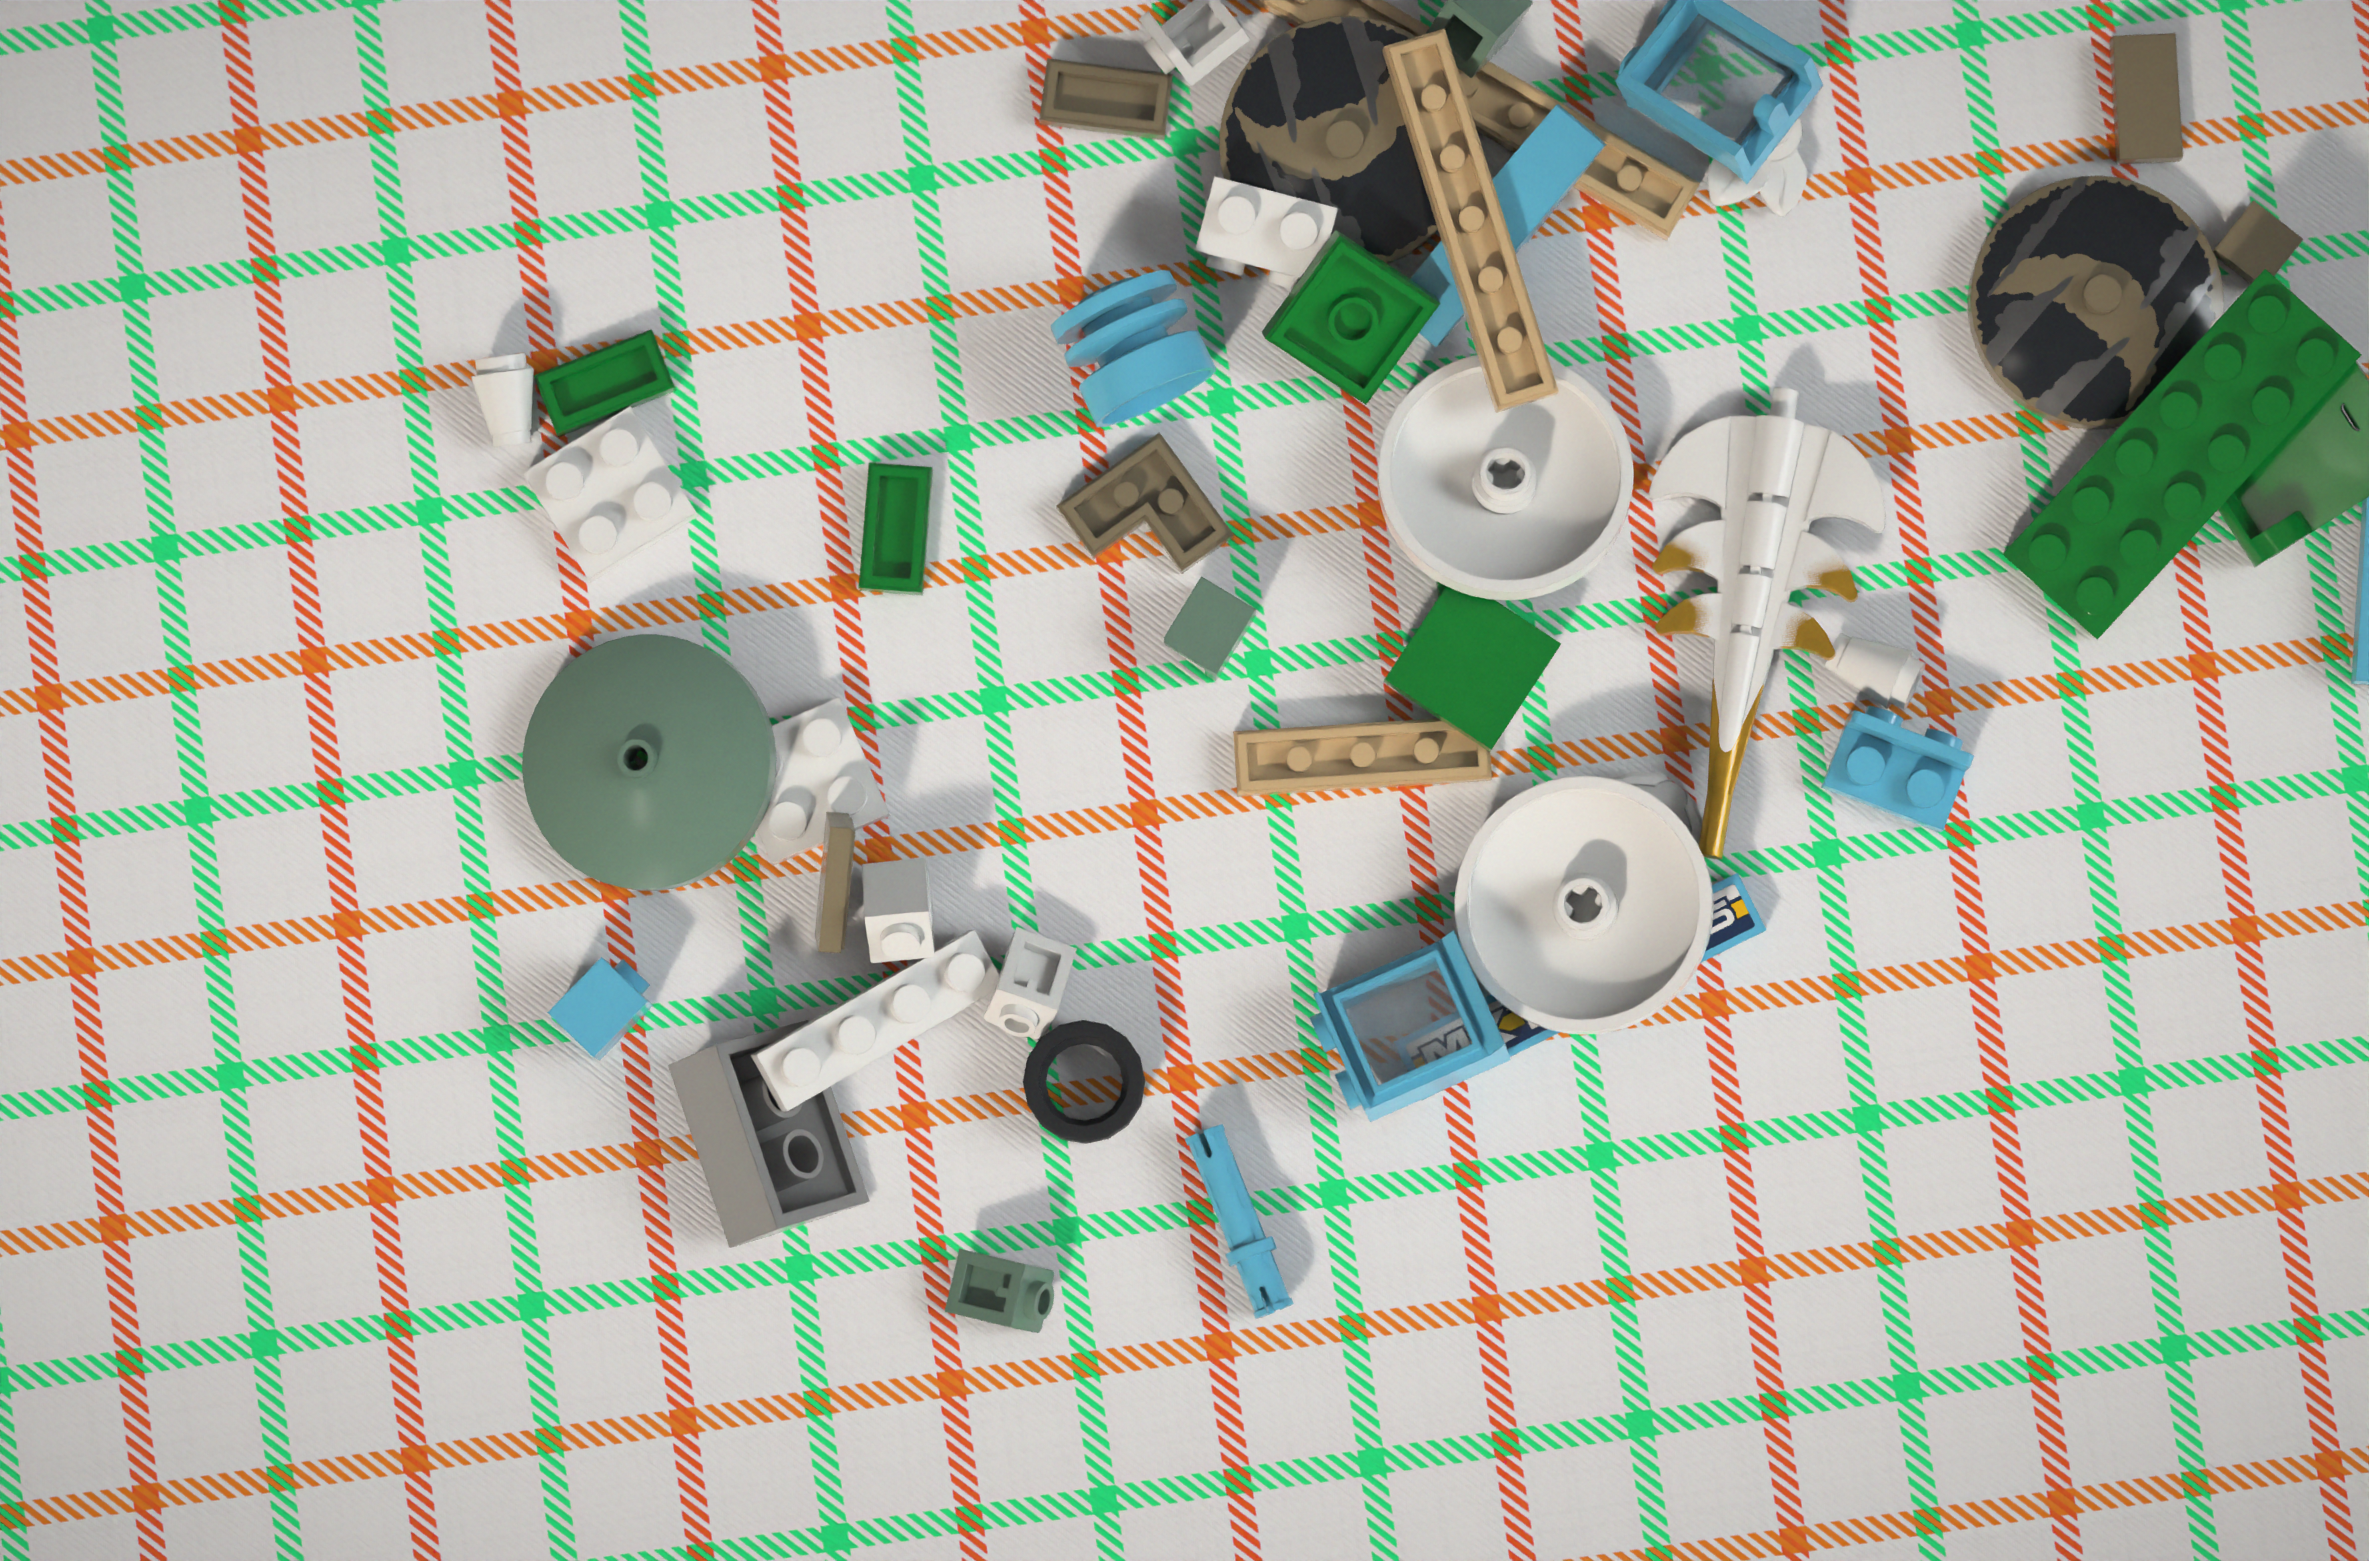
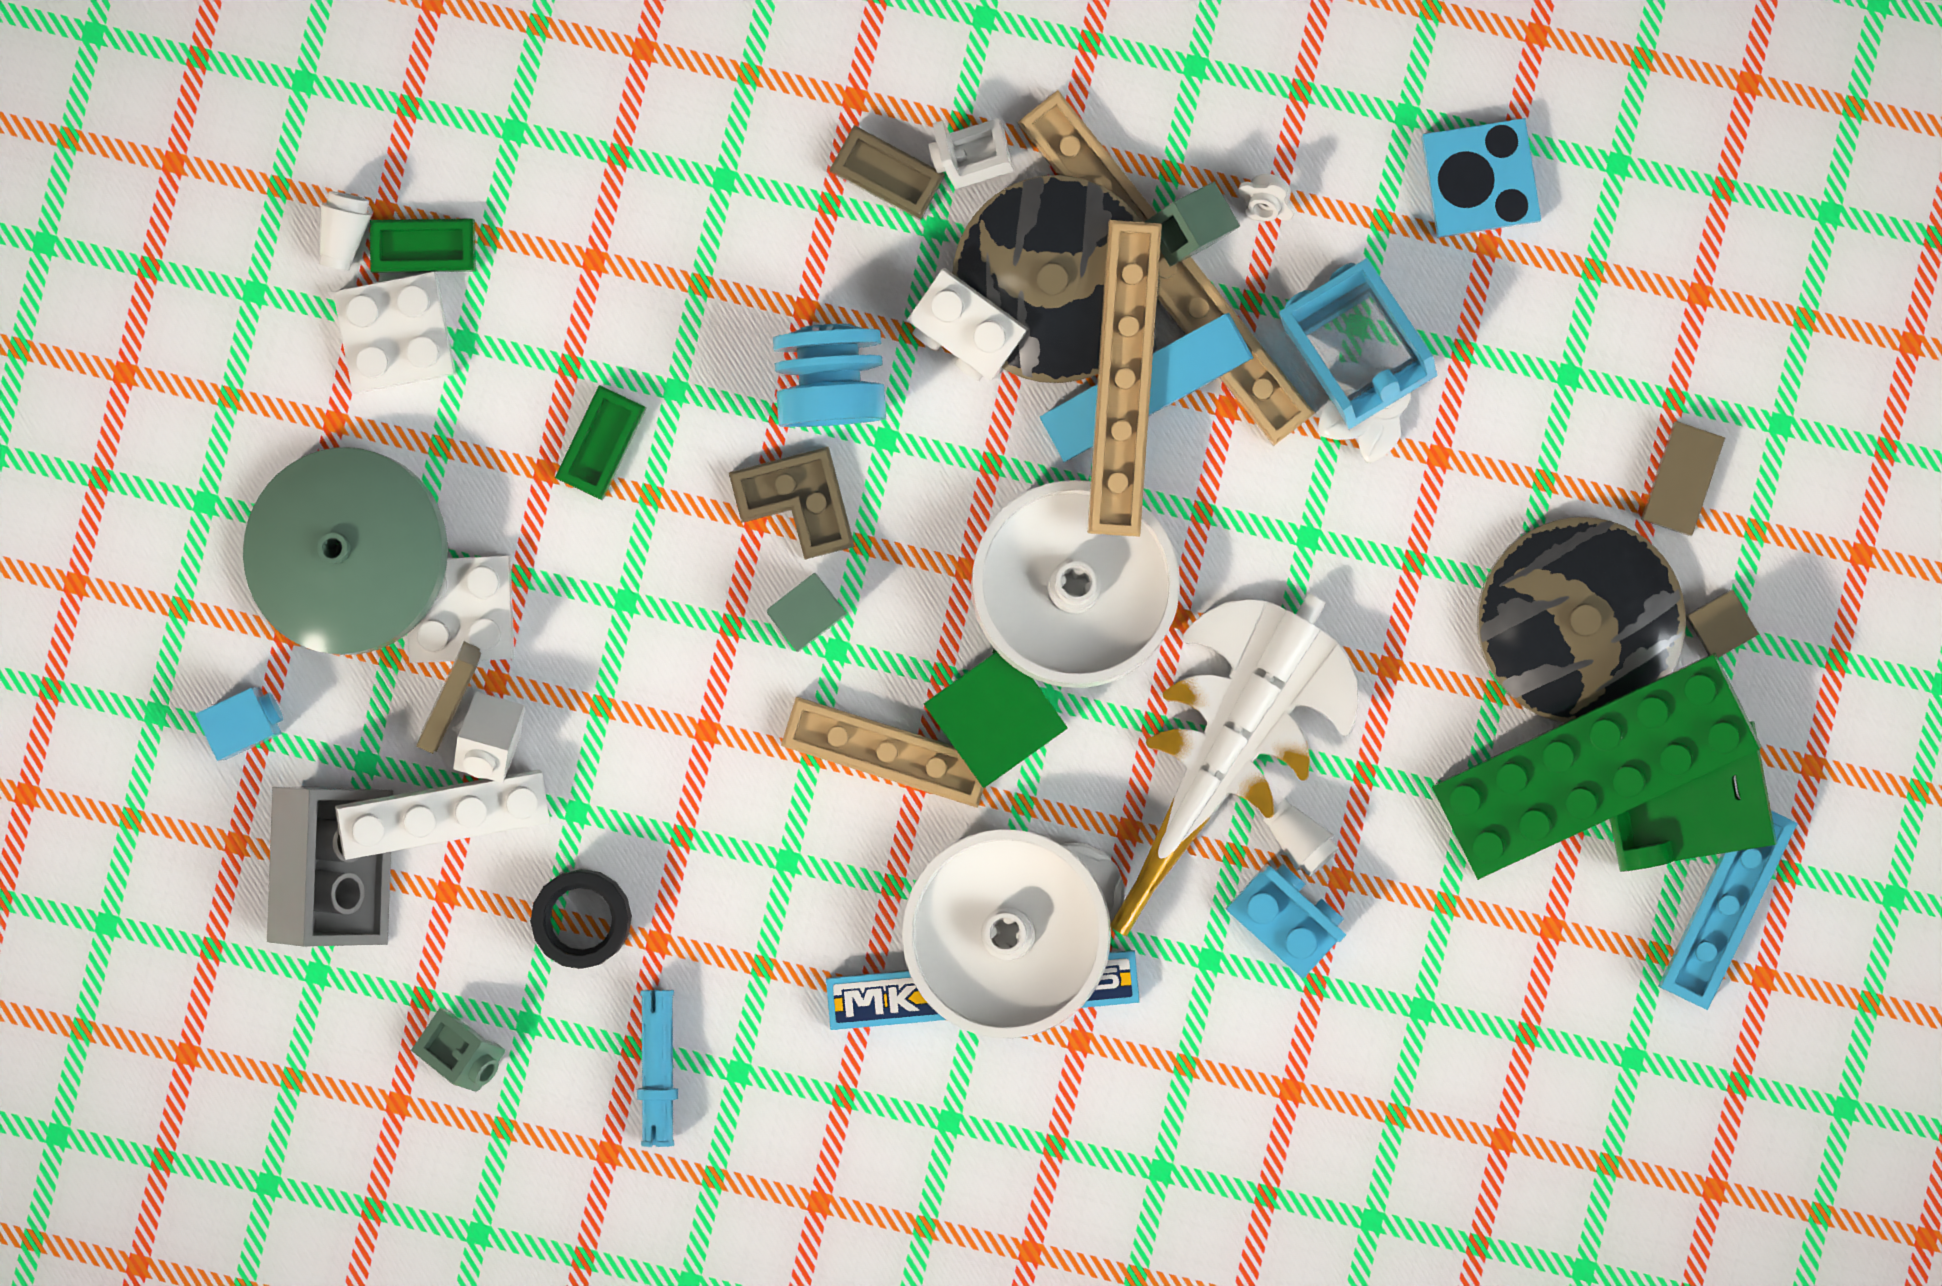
camera: 20 degrees right, 5 degrees up
(1030, 984) = (569, 829): white bracket -> none
(1350, 317) = (1005, 416): green tile -> none
(1409, 1029) = (838, 975): window -> none

